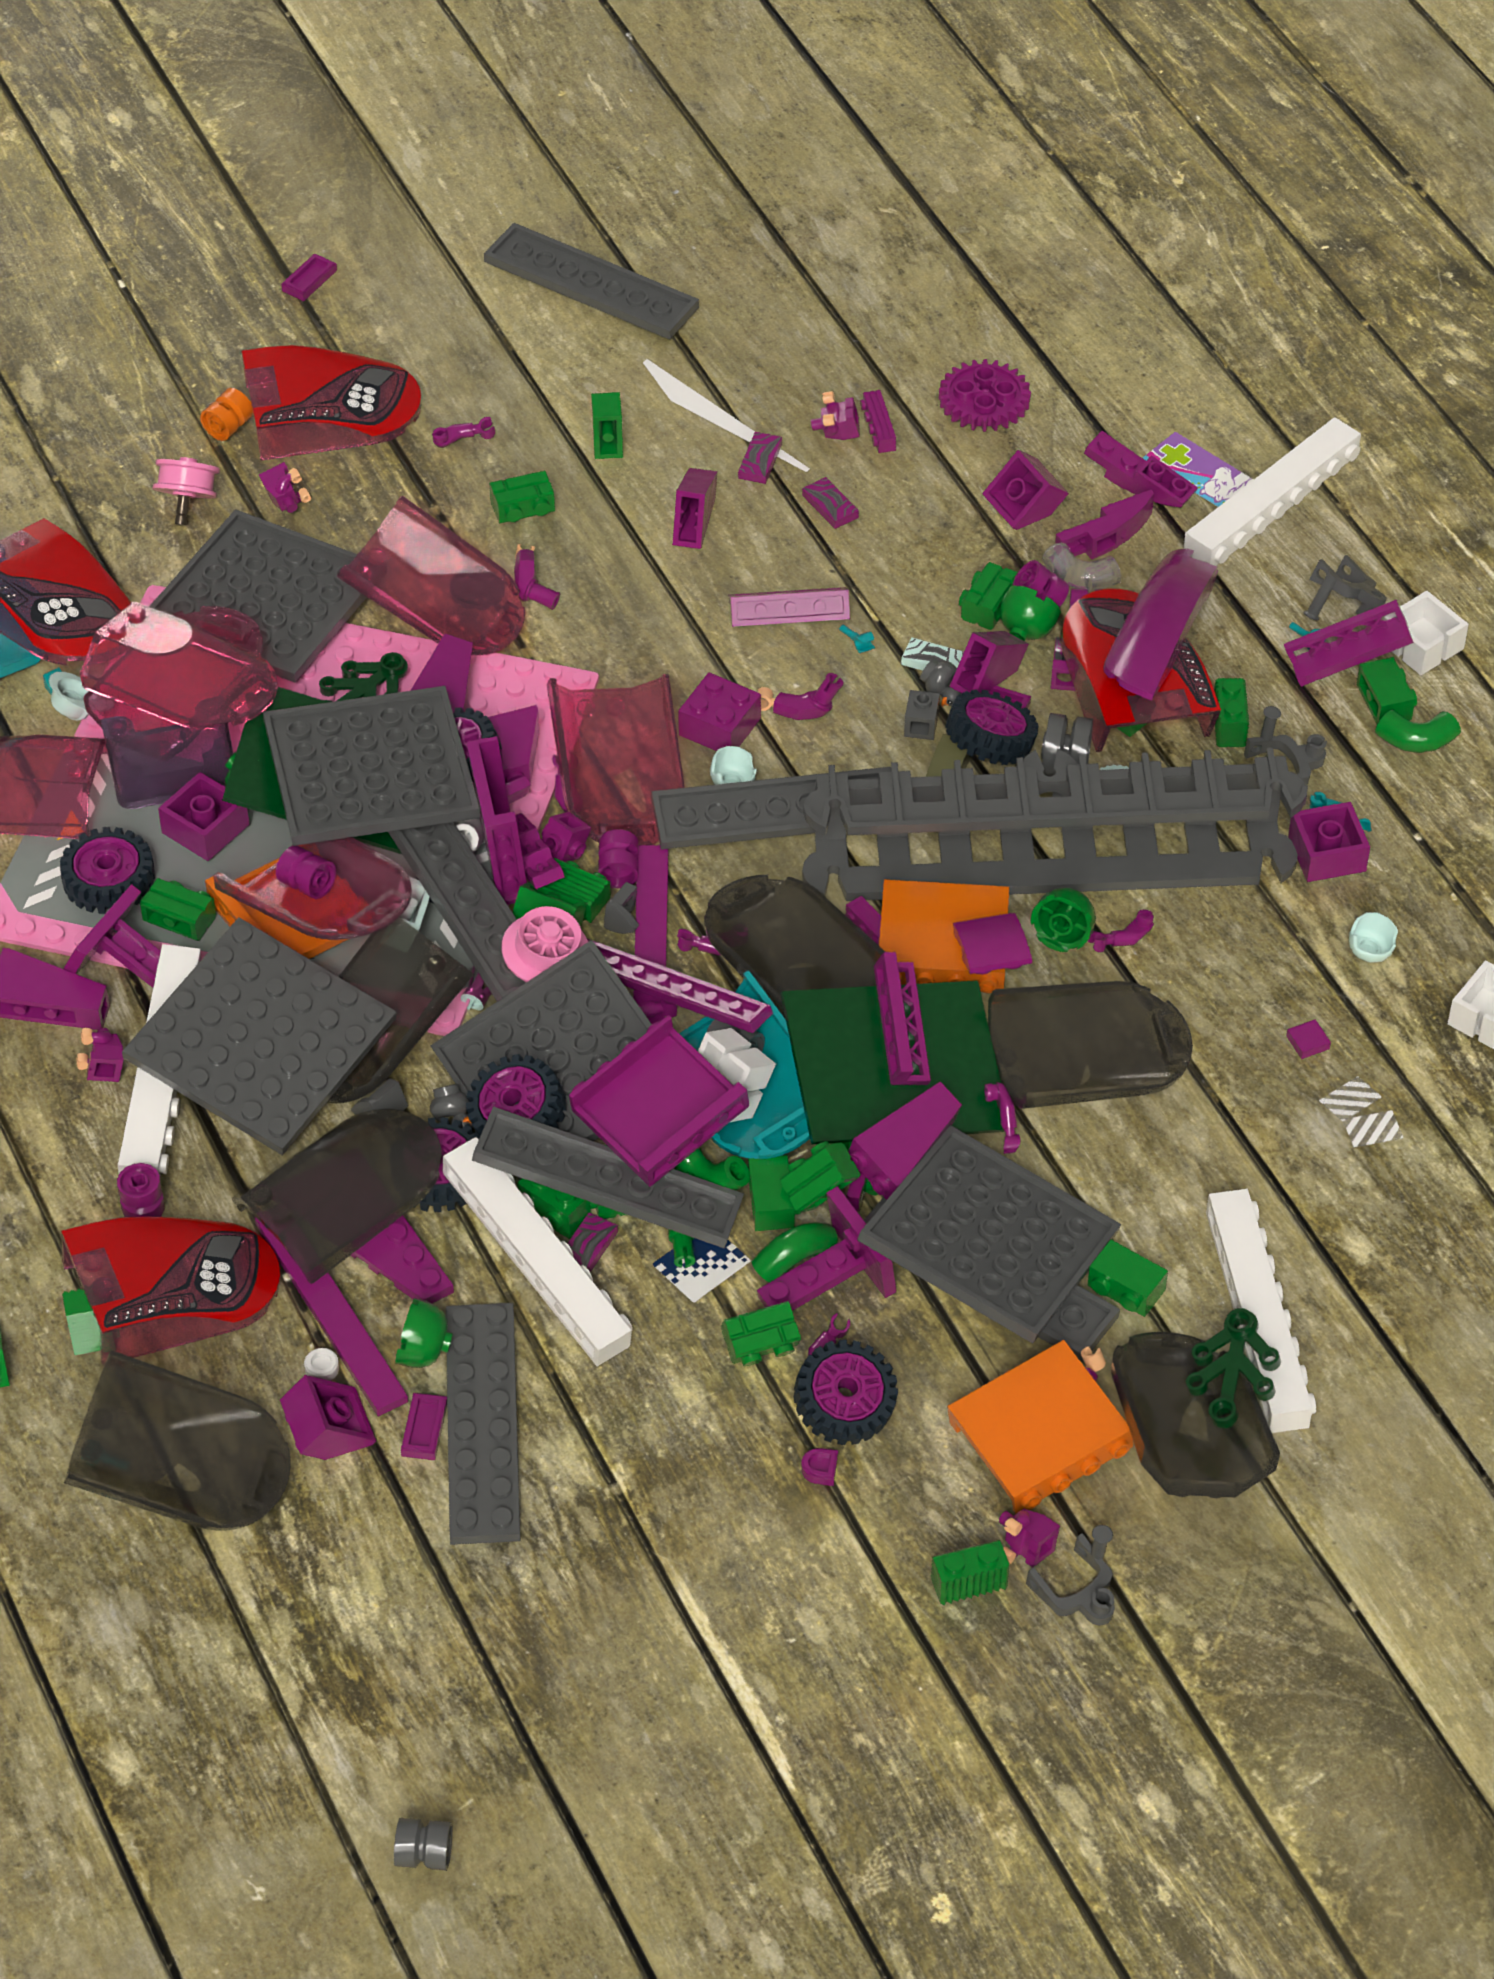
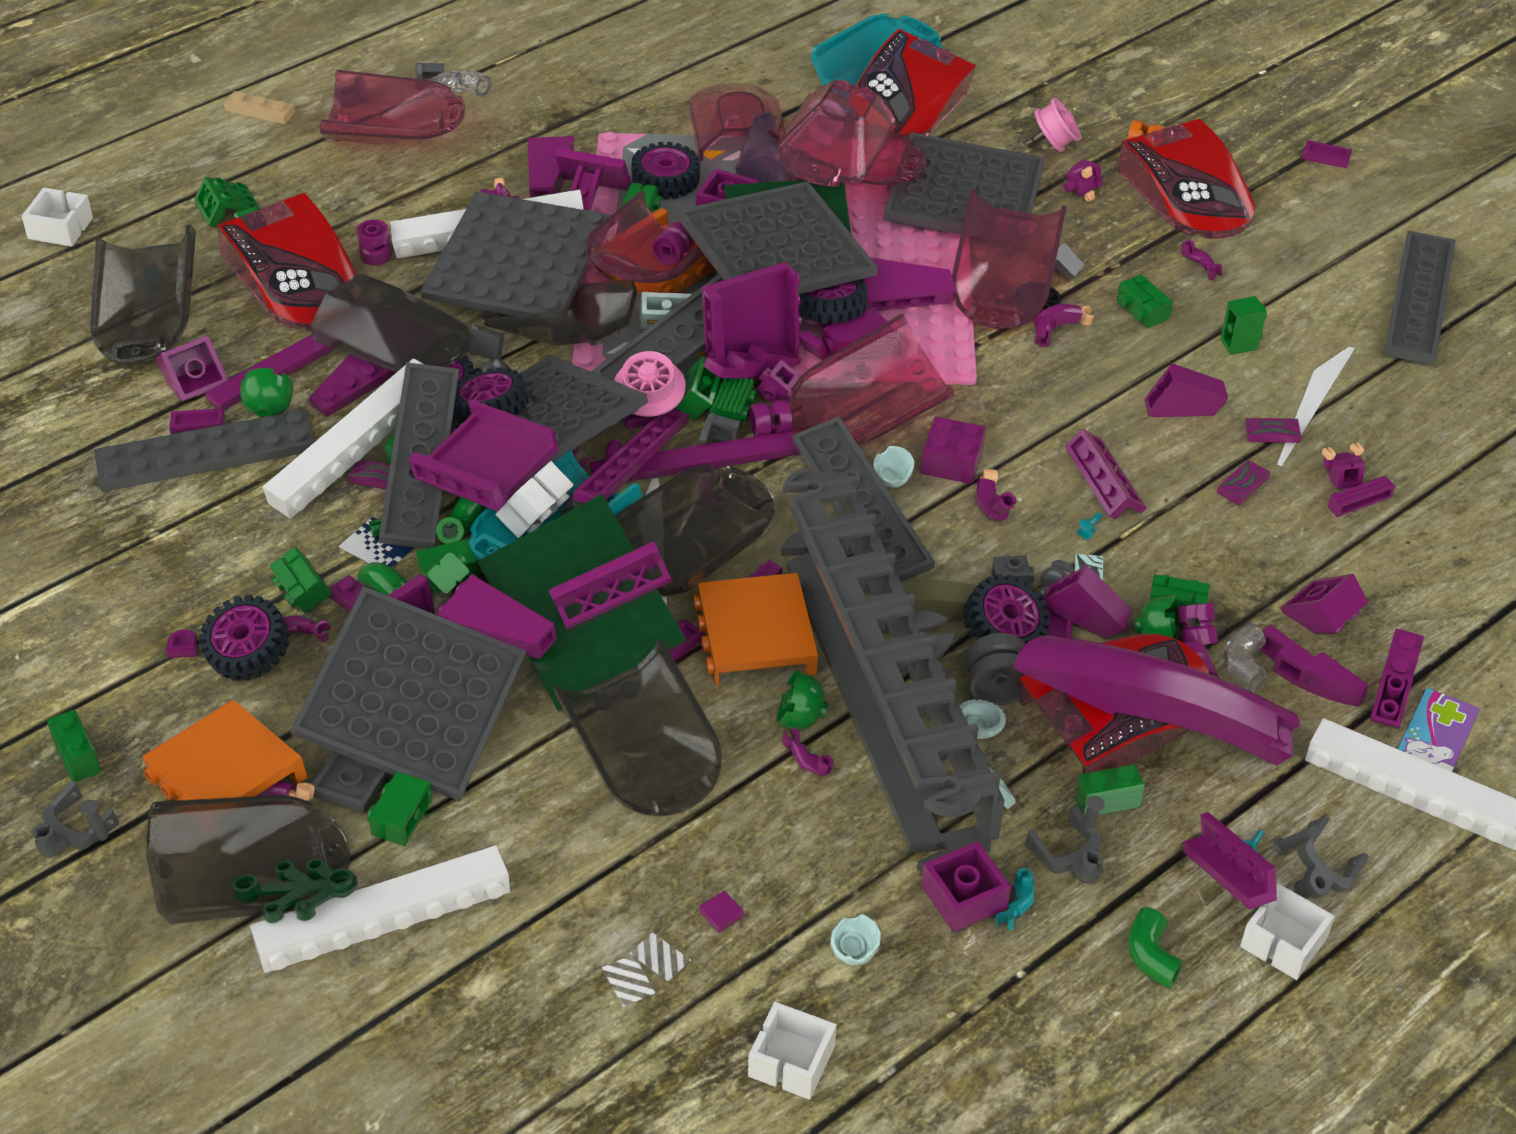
camera: 75 degrees right, 5 degrees down
(322, 1364) = (244, 360): white tile -> none
(389, 669) = (895, 253): dark green plant -> none
(984, 395) = (1452, 567): magenta gear -> none
(992, 943) = (735, 645): magenta slope -> none
(1007, 1114) = (577, 682): magenta arm -> none
(1029, 1535) = (113, 779): magenta piece -> none
(1385, 688) = (1198, 914): green brick -> none

